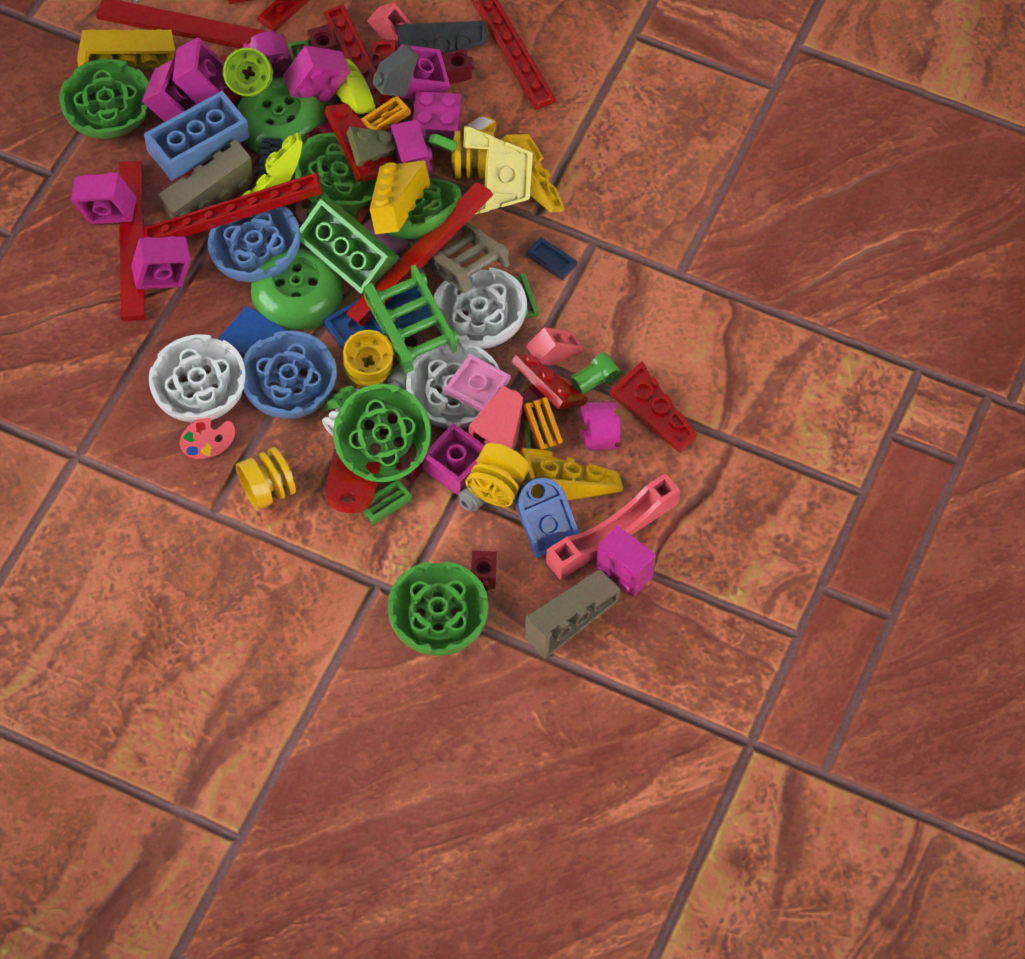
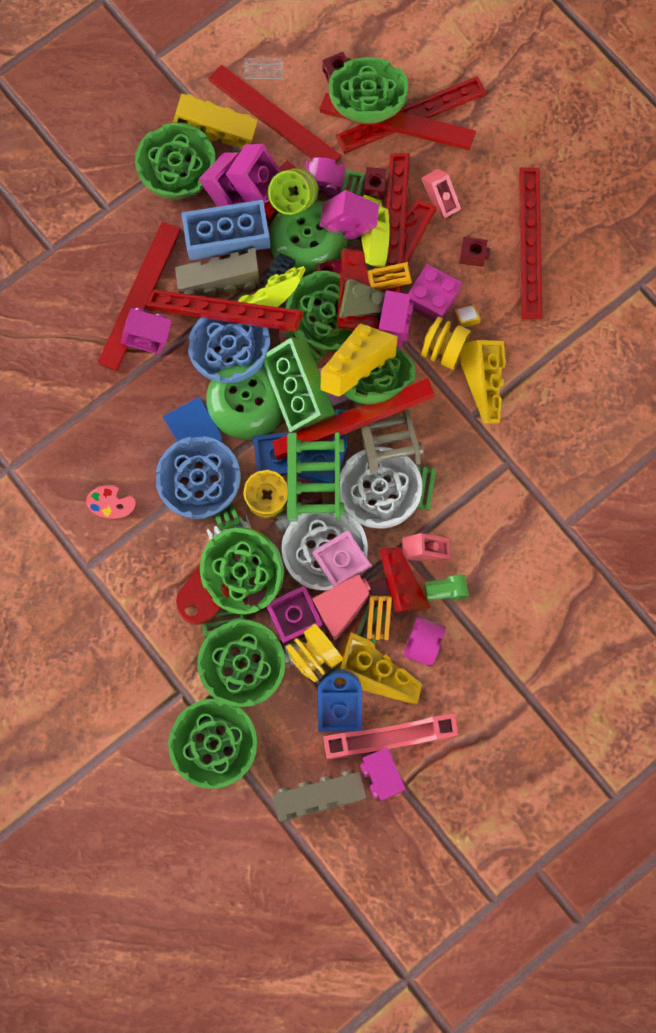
camera: 30 degrees right, 15 degrees up
(103, 198) = (129, 253): dark pink brick -> none
(191, 358) = (129, 425): white brick -> none
(270, 476) = (135, 563): yellow wheel -> none
(395, 72) = (414, 242): dark grey slope -> none
(424, 500) = (250, 639): none -> bright green brick
(428, 73) = (438, 246): dark pink brick -> none
(440, 142) = (419, 323): bright green tile -> none
(443, 36) = (469, 220): black wing -> none
(485, 561) = (276, 717): dark red brick -> none
(506, 169) = (462, 372): light yellow wing -> none
(551, 258) = (465, 463): dark blue tile -> none
(647, 402) = (479, 640): red wing -> none

